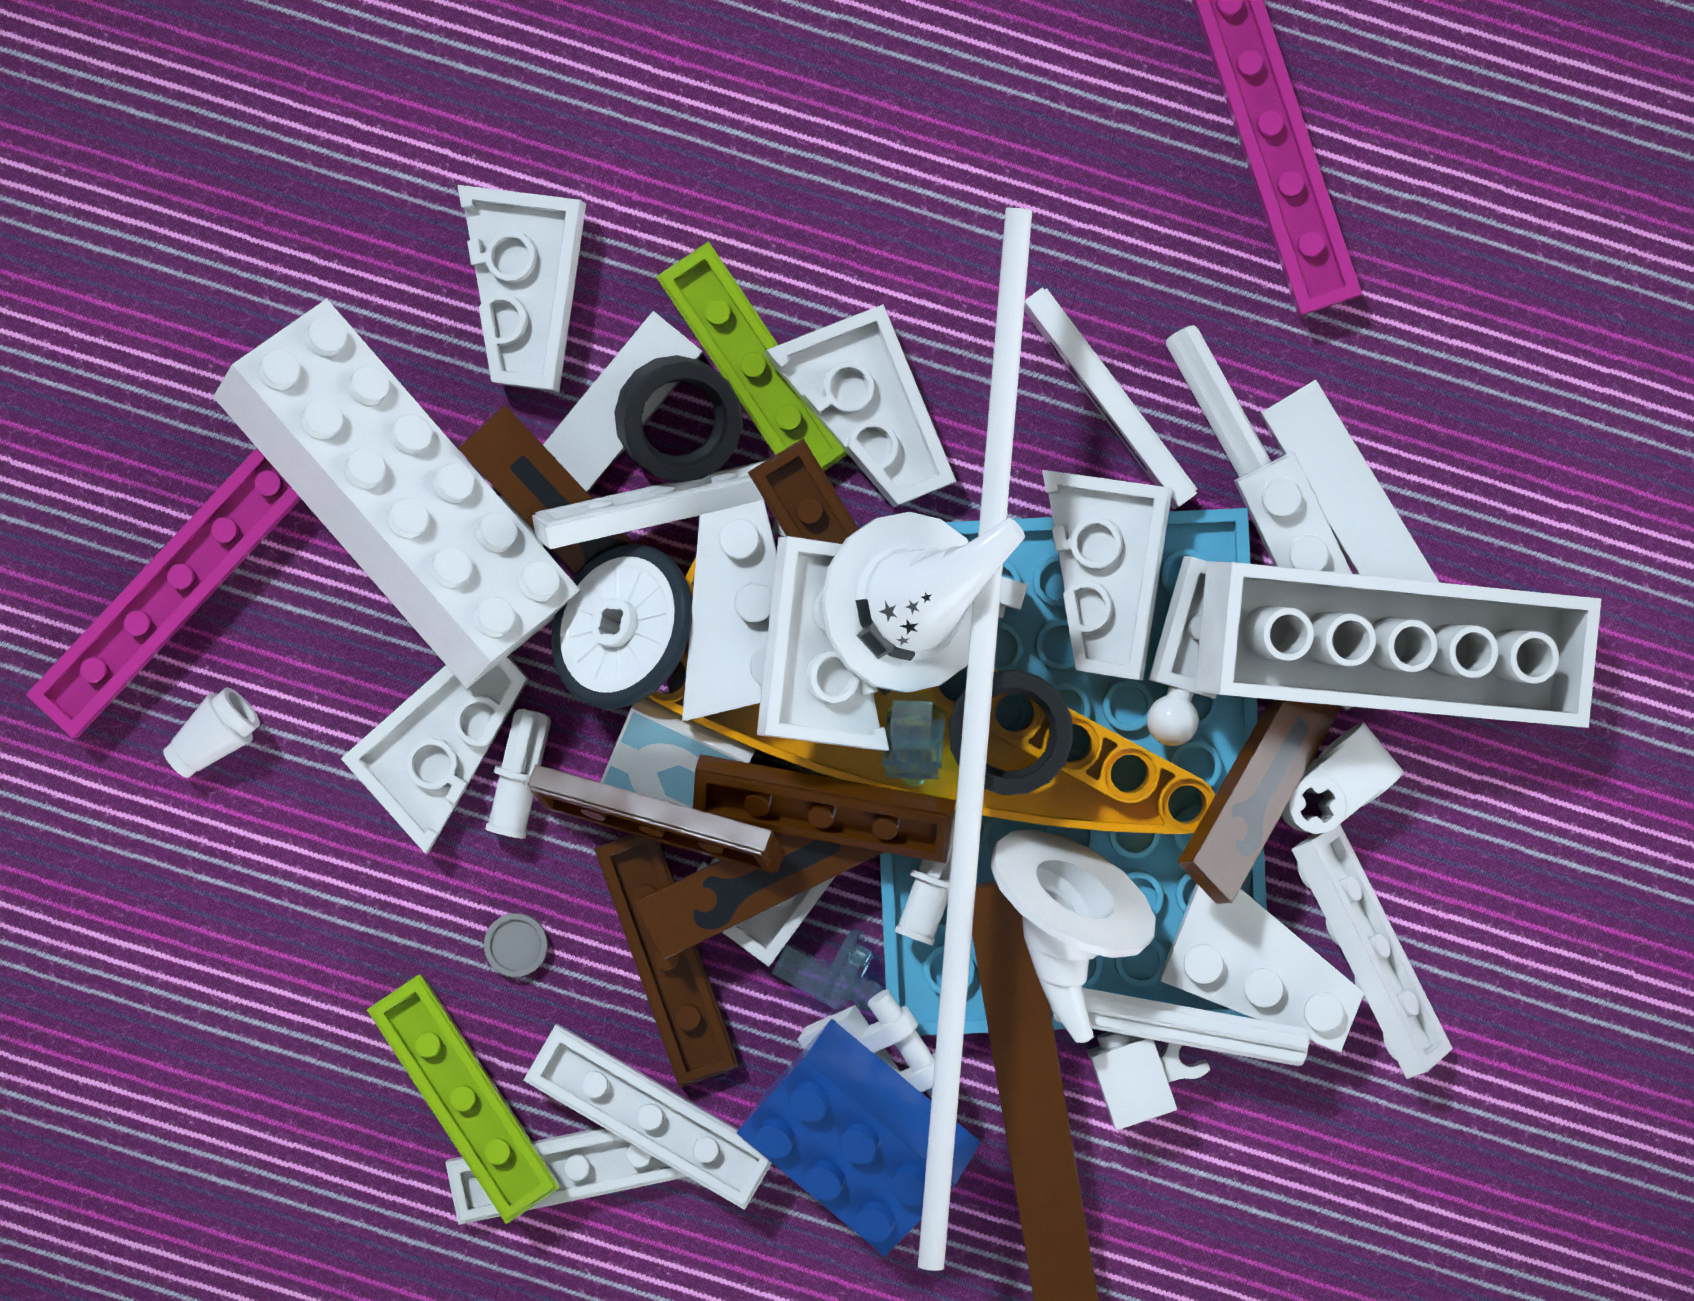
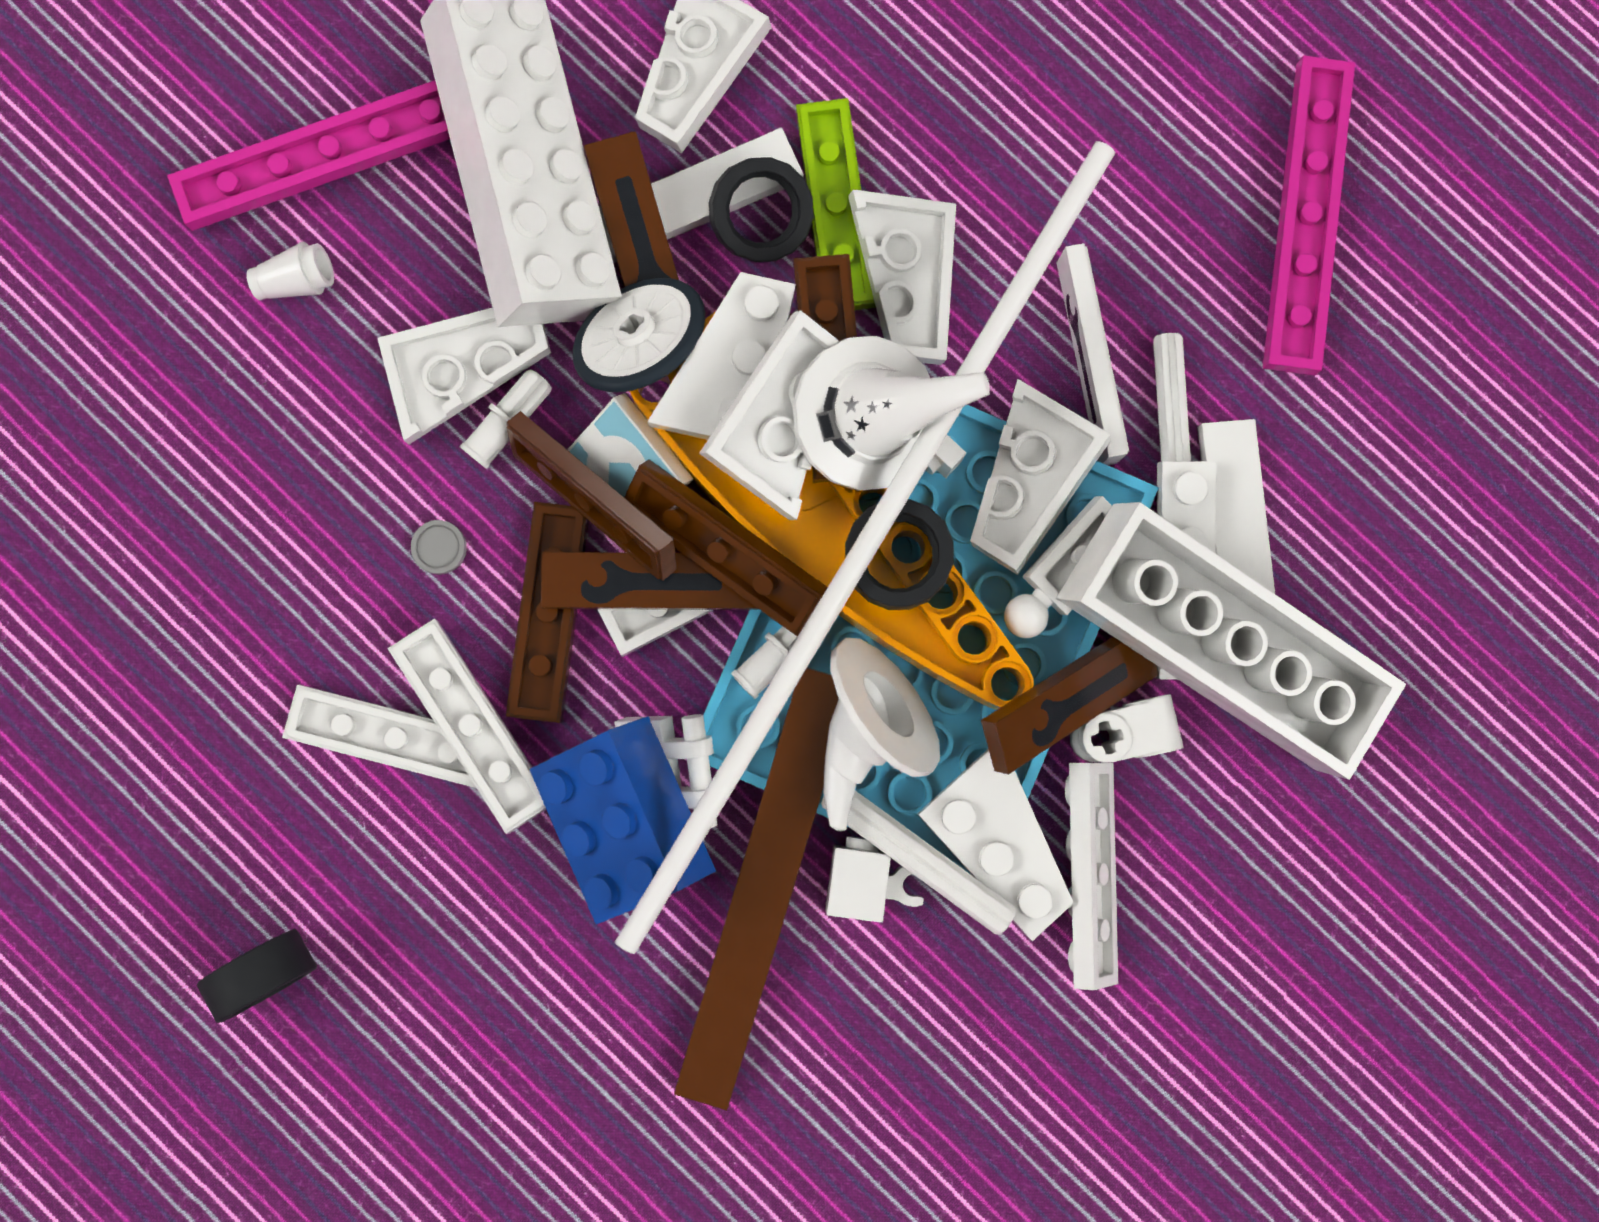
camera: 20 degrees right, 5 degrees down
(464, 1098) = (336, 643): lime tile -> none
(645, 507) = (691, 254): white tile -> none
(834, 983) = (667, 694): clear light blue piece -> none
(914, 741) = (819, 525): clear light blue piece -> none

